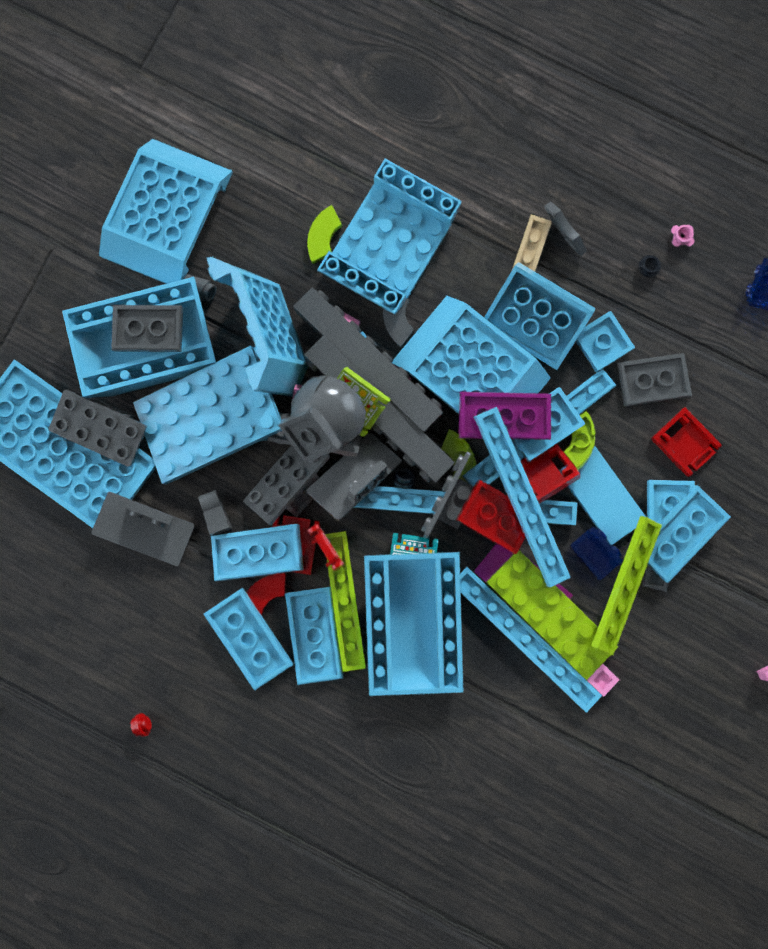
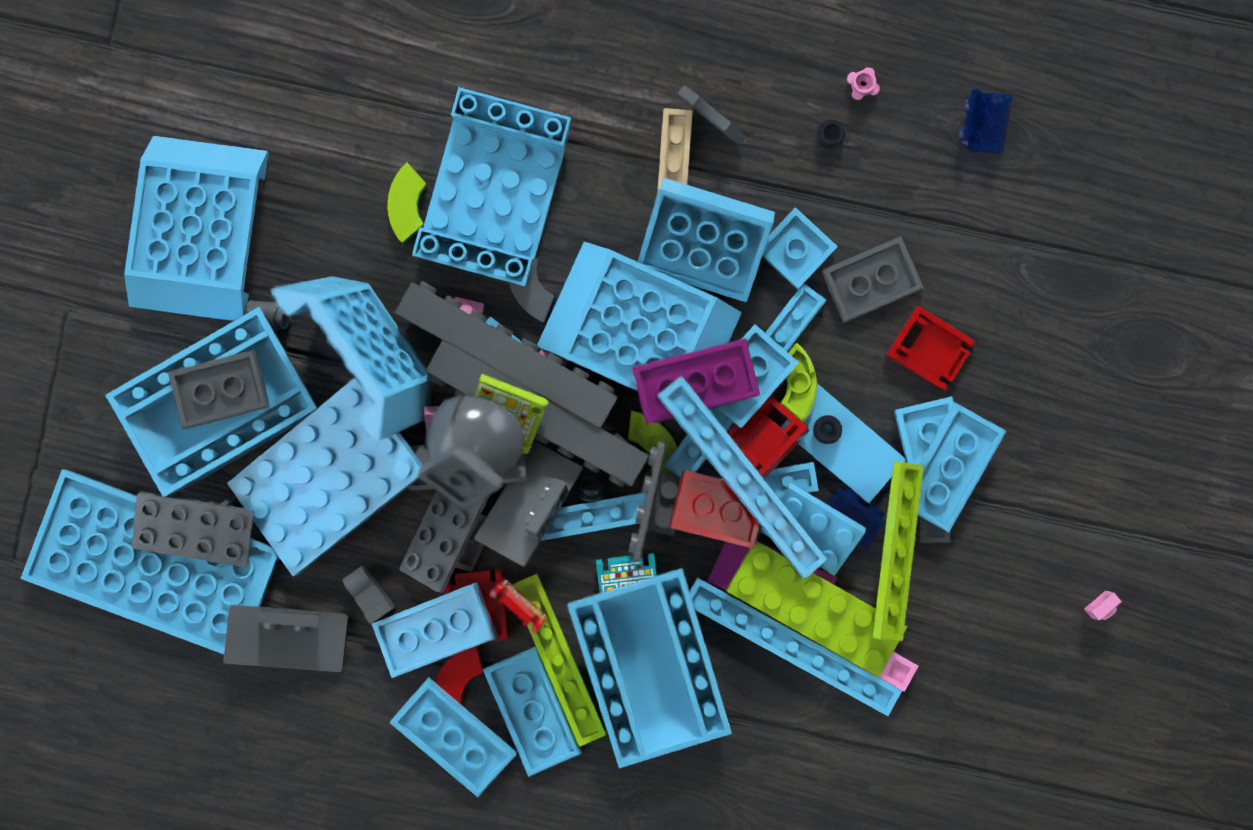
camera: 15 degrees left, 5 degrees up
(576, 553) = (827, 527): none -> medium azure plate
(601, 480) = (836, 429): none -> black plate

